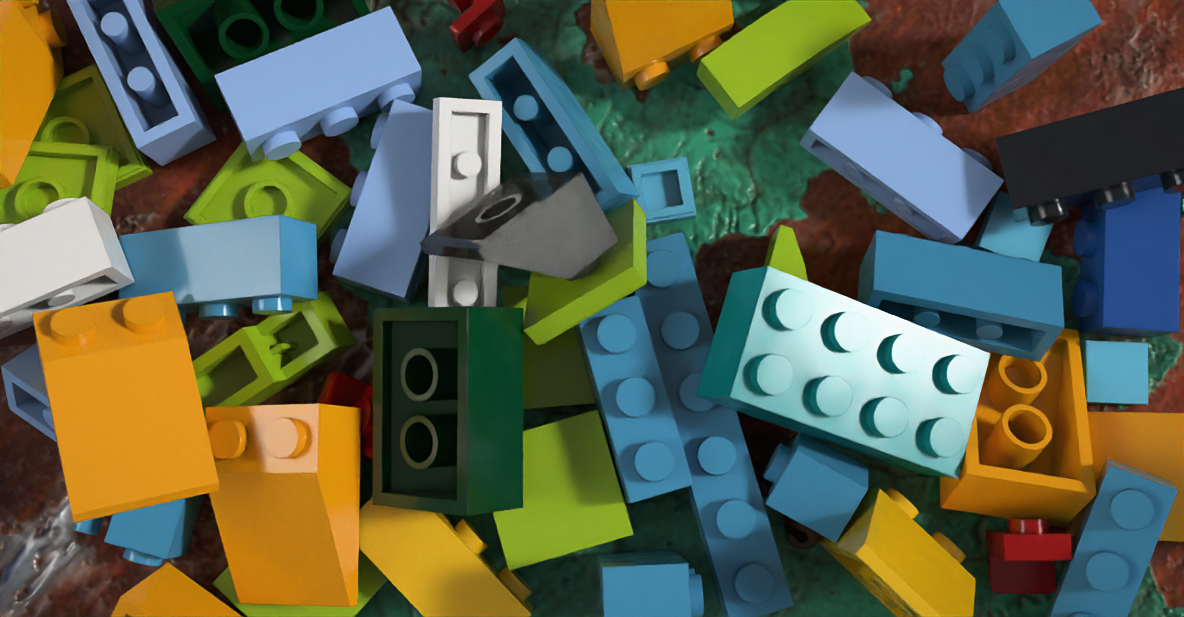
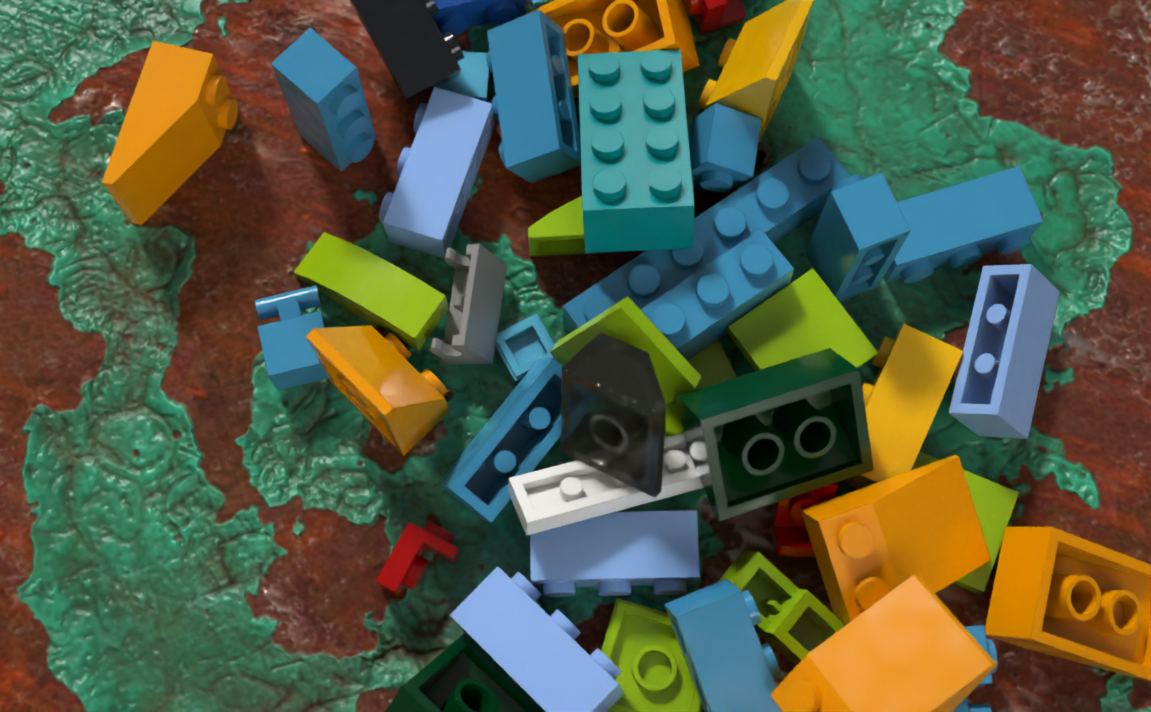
camera: 105 degrees left, 10 degrees down
(722, 145) = (472, 307): none -> light grey hinge

